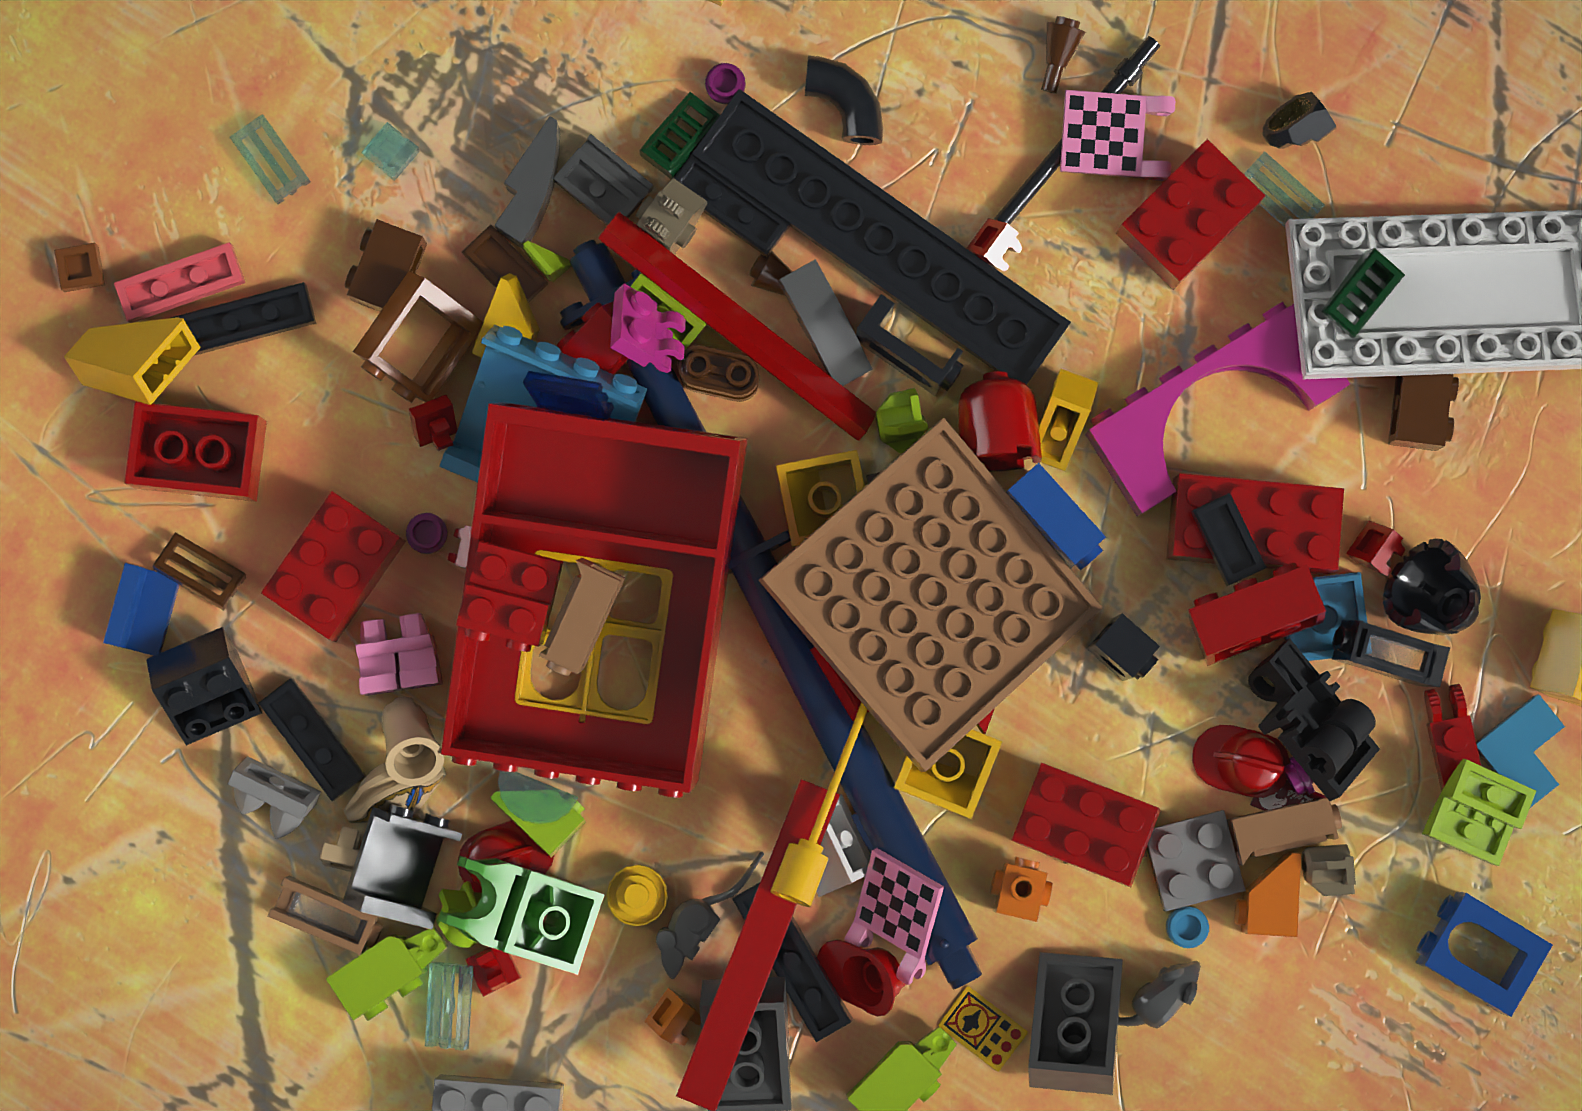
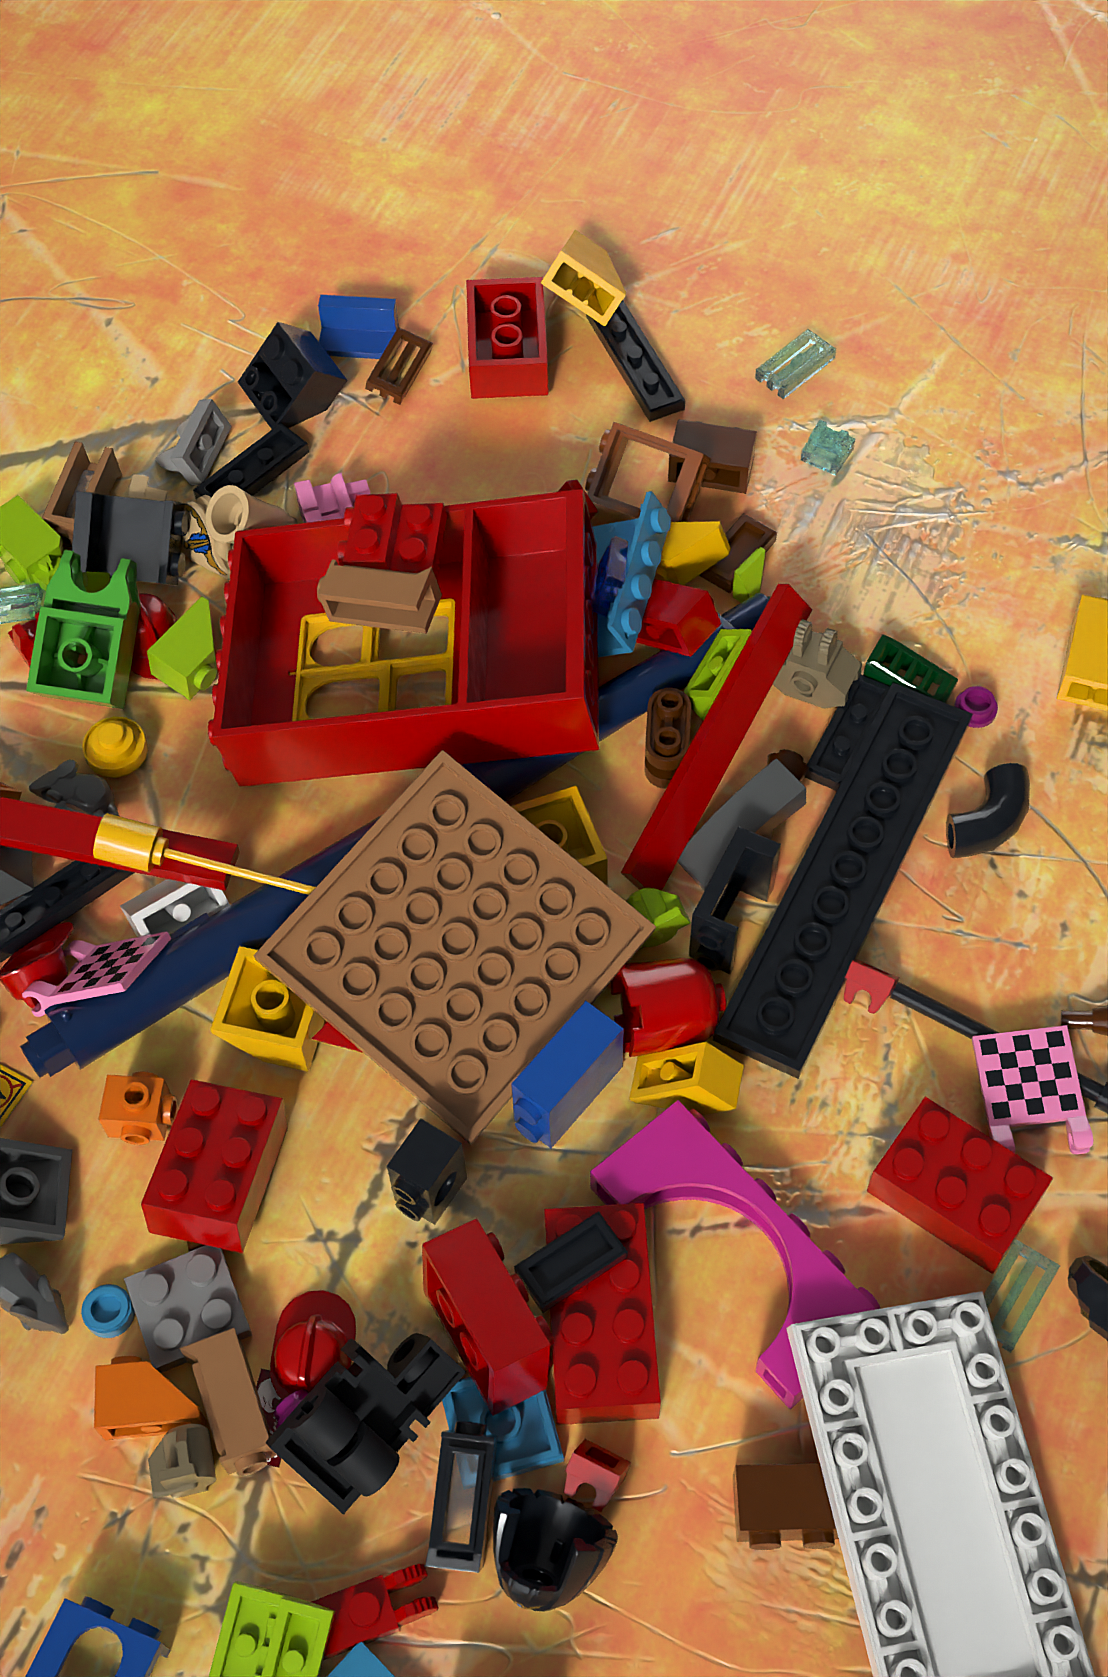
camera: 85 degrees right, 25 degrees down
(79, 267) = (661, 244): dark orange plate -> none
(179, 282) = (664, 313): coral plate -> none
(333, 567) = (415, 452): red brick -> none
(532, 186) = (825, 557): dark grey slope -> none
(532, 799) = (200, 629): clear light blue tile -> none
(602, 181) = (847, 608): dark grey plate -> none
(642, 331) = (695, 621): dark pink plate -> none
(1384, 270) = (950, 1401): dark green slope -> none

